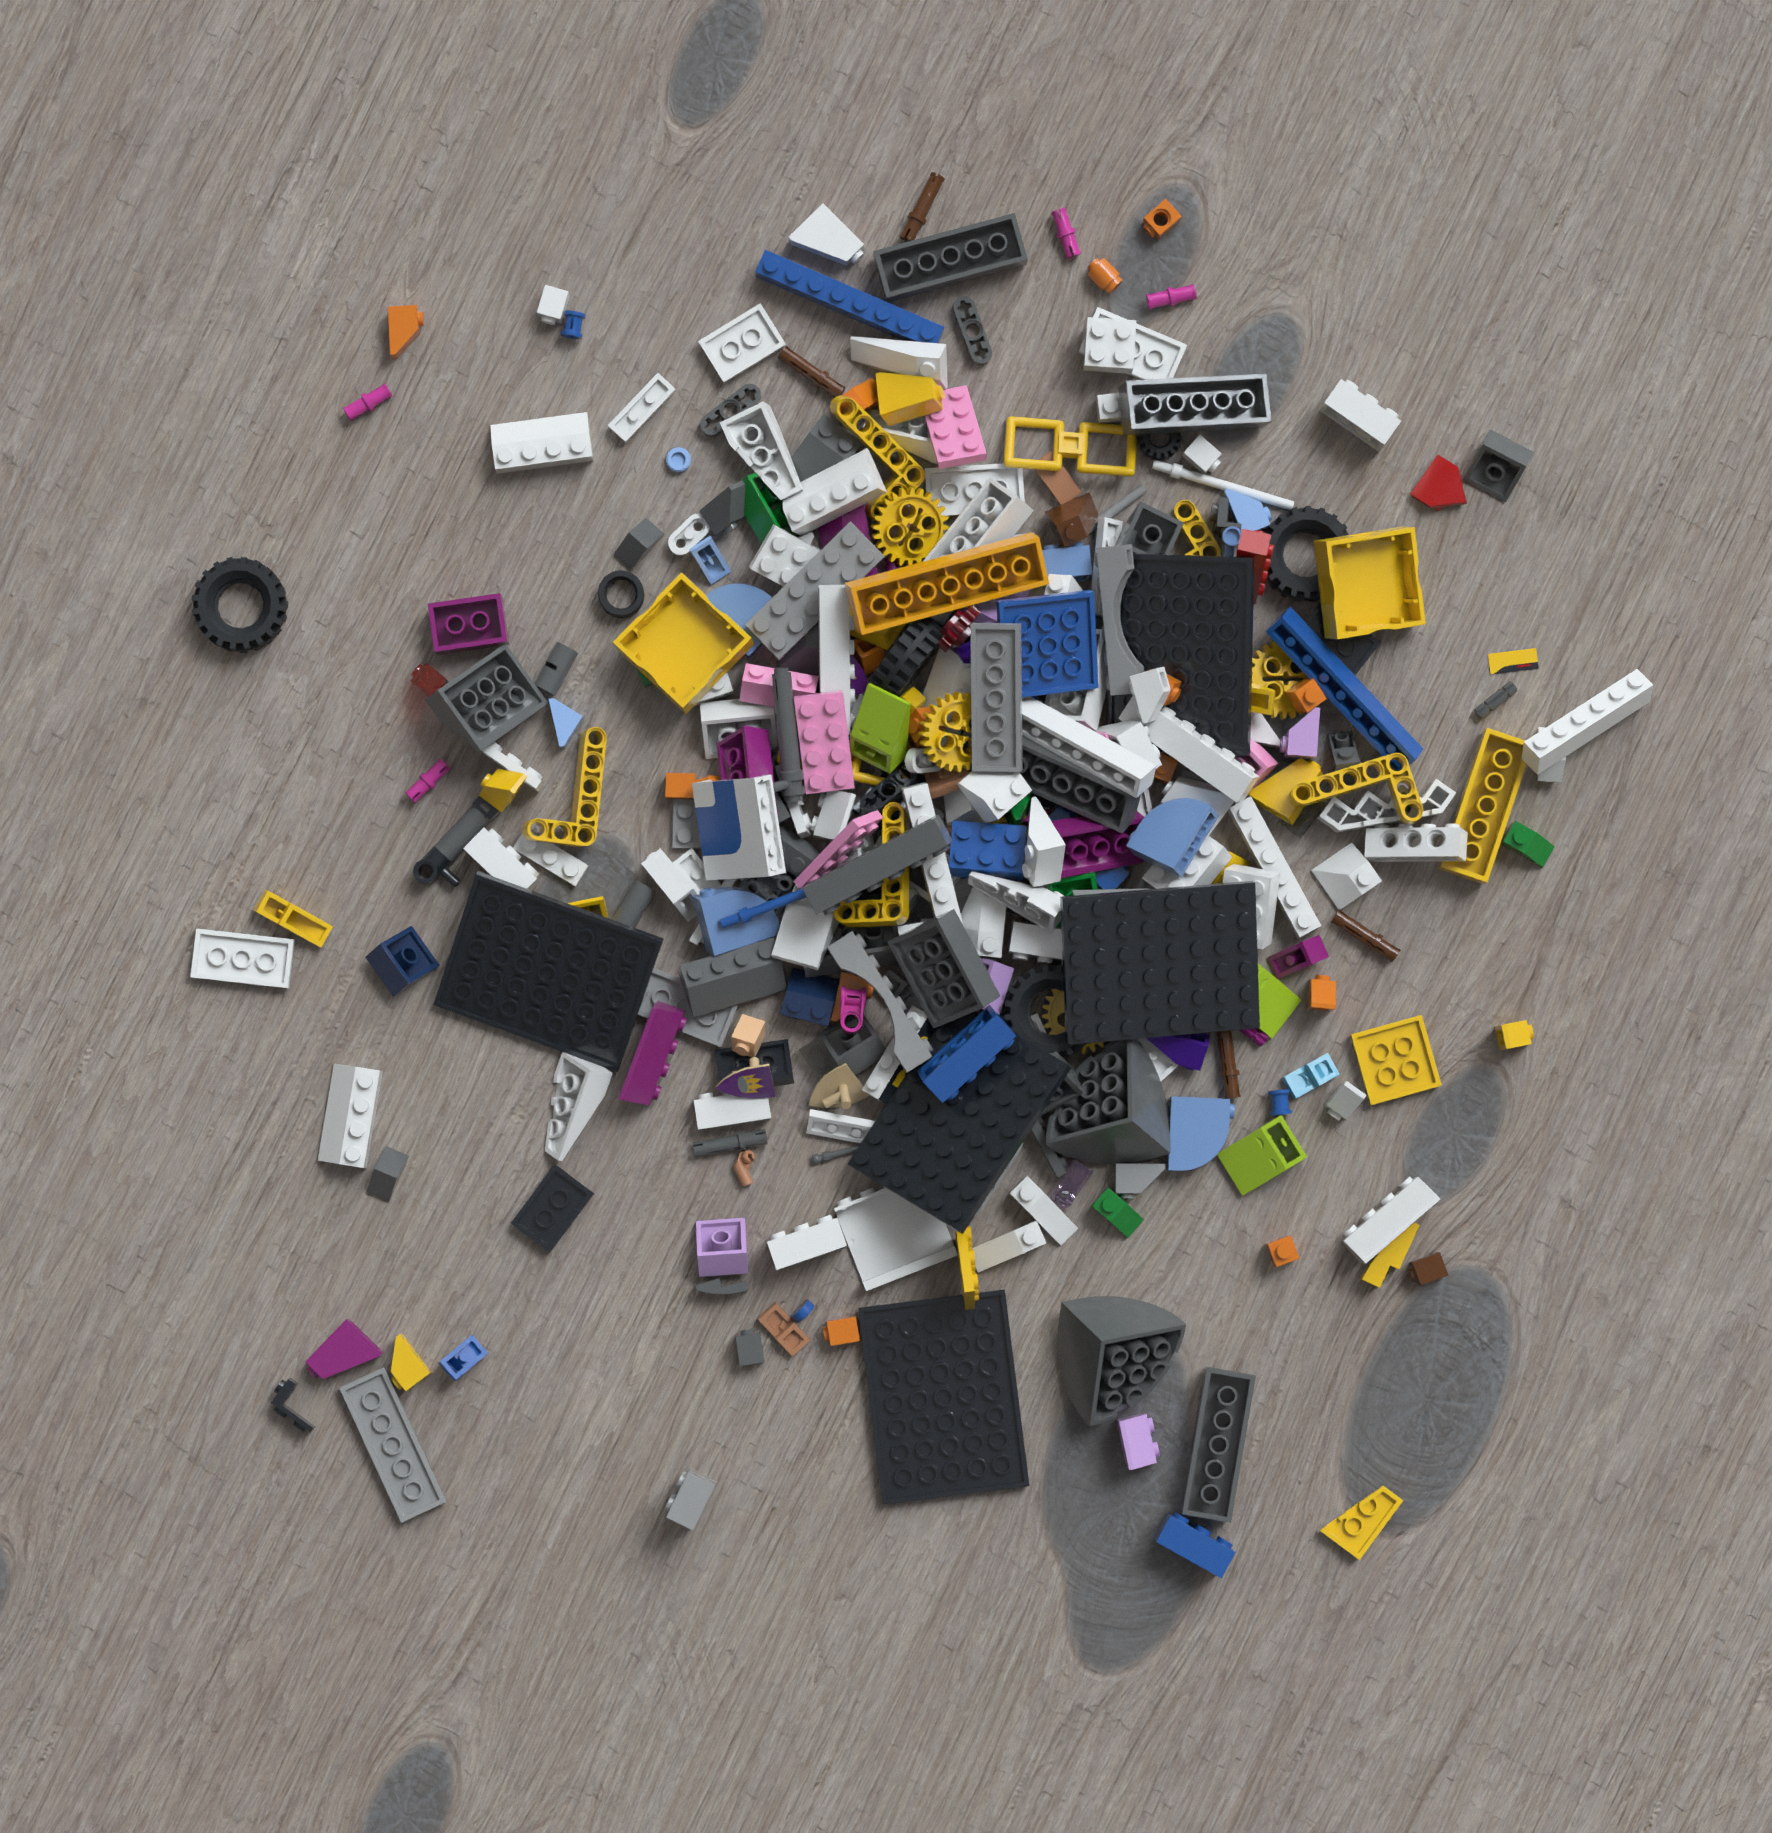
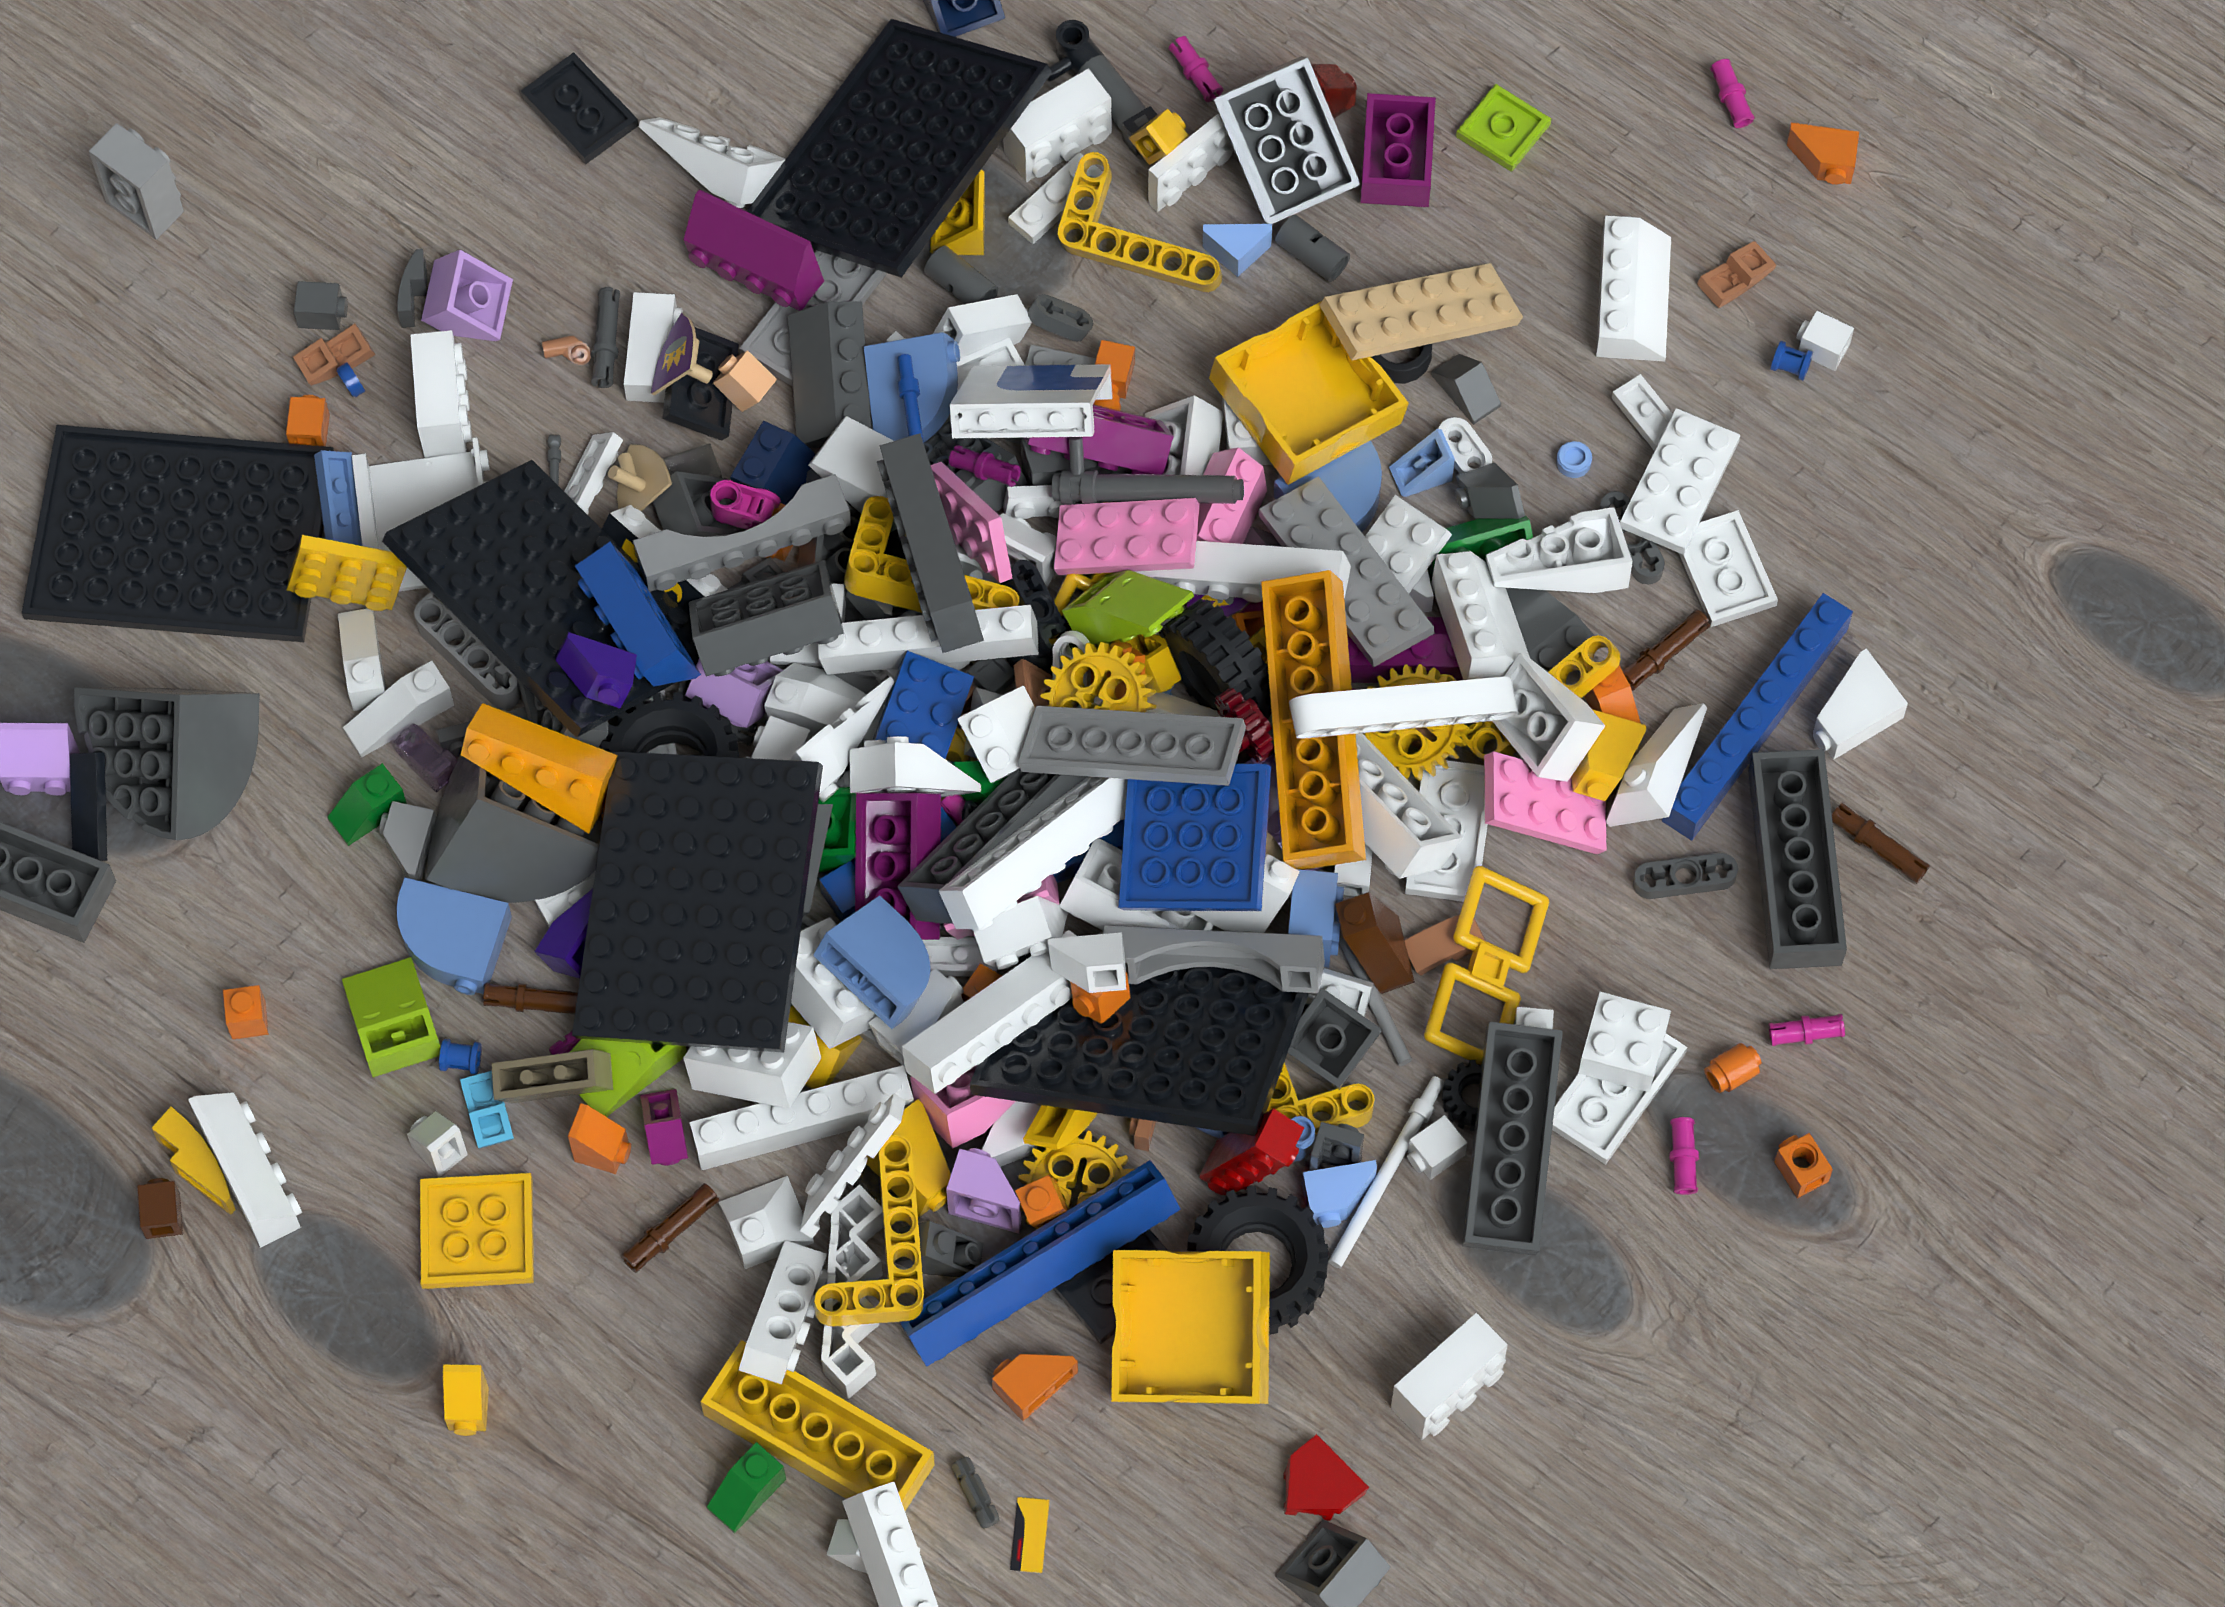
camera: 110 degrees right, 20 degrees down
(427, 557) = (1503, 127): none -> lime tile
(511, 374) = (1736, 276): none -> nougat slope
(600, 580) = (1421, 311): none -> tan plate
(655, 829) = (1060, 317): none -> dark grey beam
(686, 383) = (1679, 481): none -> white plate
(791, 848) = (984, 465): none -> magenta pin
(901, 1291) = (338, 496): none -> medium blue plate
(904, 436) = (1552, 722): none -> white slope
(932, 522) = (1403, 707): none -> white beam
(1023, 1062) = (597, 669): none -> dark purple slope
(1089, 1089) = (541, 764): none -> light orange wedge
(1164, 1395) = (88, 804): none -> black tile
(1287, 1034) = (552, 1076): none -> dark tan brick
(1312, 825) = (847, 1165): none -> white wing
(1417, 680) = (1032, 1380): none -> orange slope

